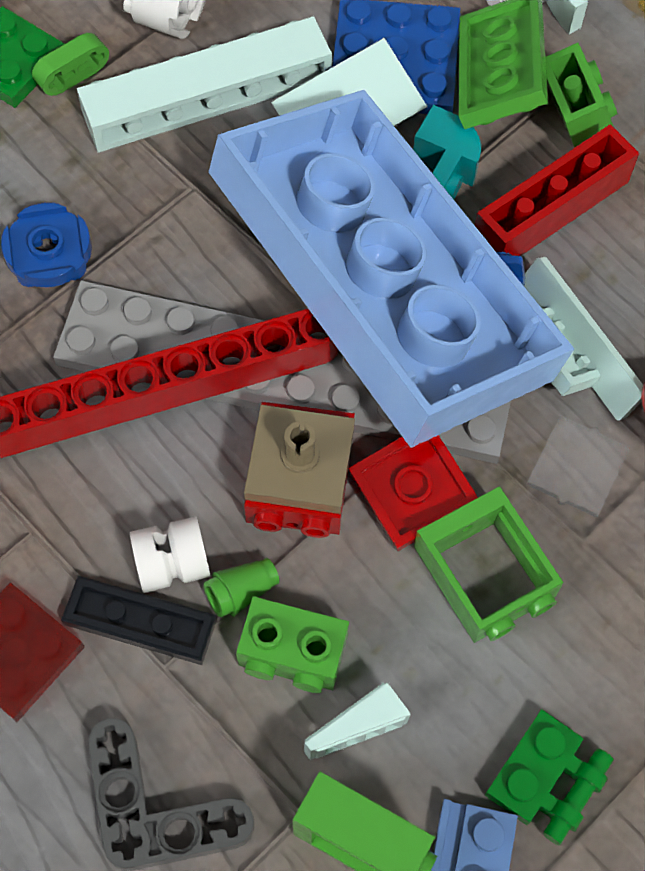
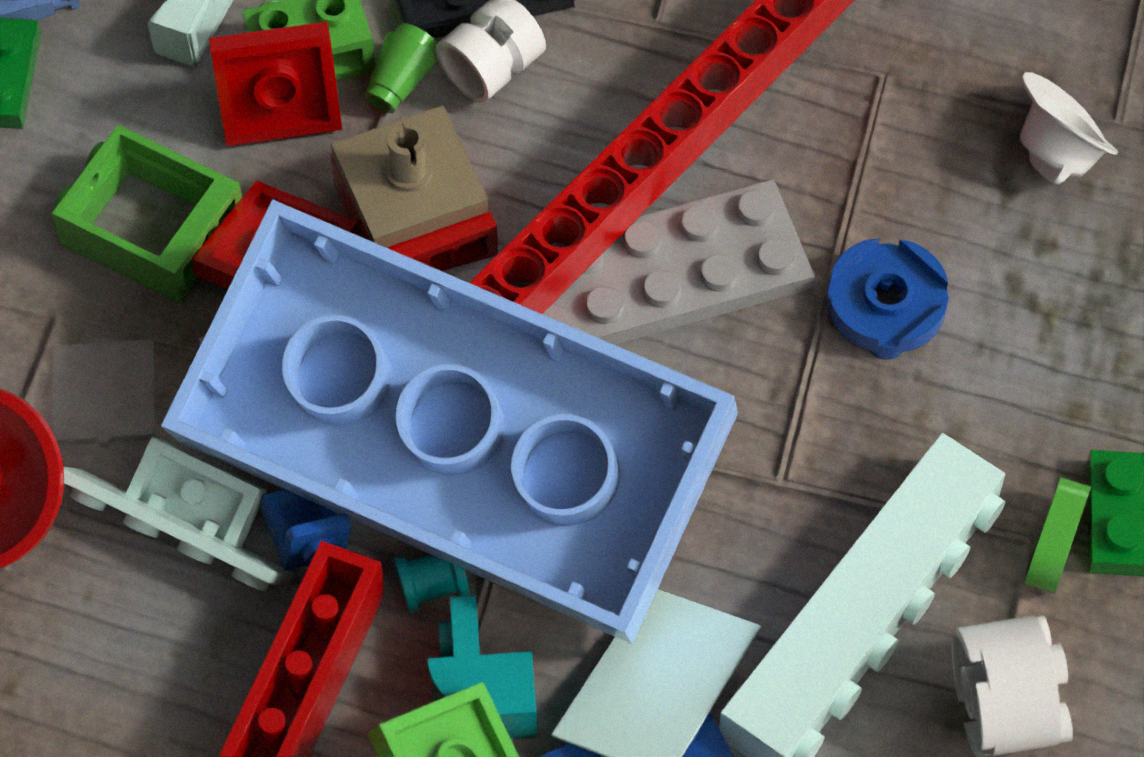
camera: 150 degrees right, 5 degrees down
(325, 594) = (276, 83): none -> red plate

